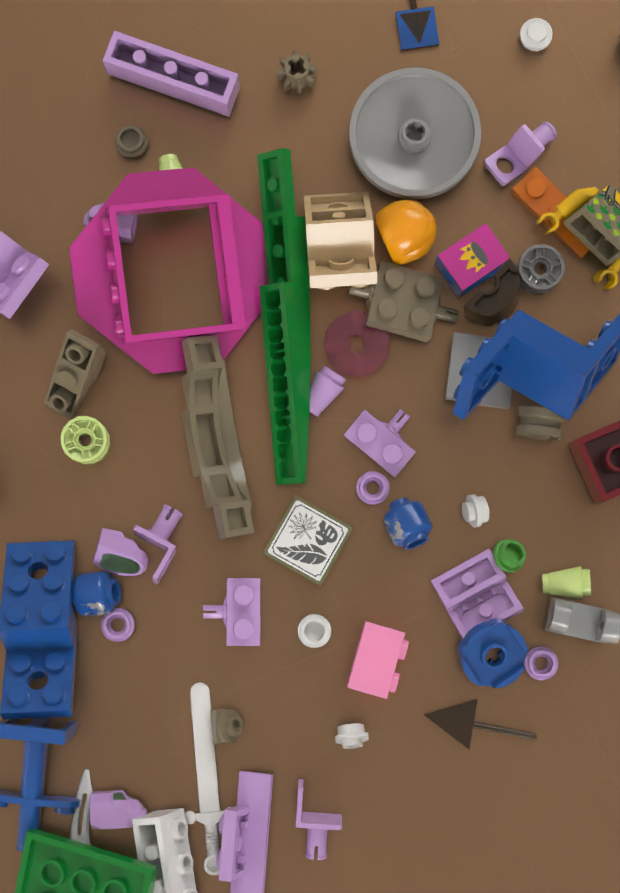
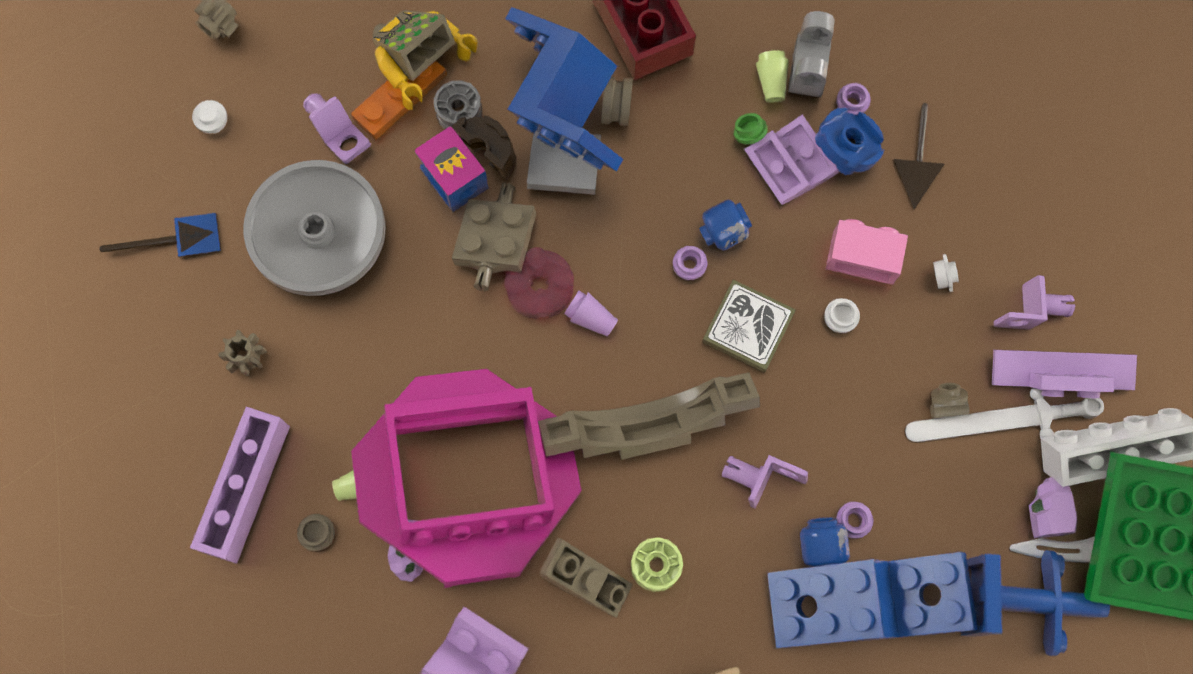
camera: 95 degrees left, 10 degrees down
(119, 554) = (779, 521): lavender rock -> none
(239, 611) = (828, 392): lavender plate -> none
(285, 317) = (512, 352): green slope -> none
(340, 240) = (430, 298): tan bracket -> none
(382, 440) = (640, 255): lavender plate -> none
(406, 230) = (418, 231): light orange piece -> none
(475, 510) = (707, 161): white plate -> none

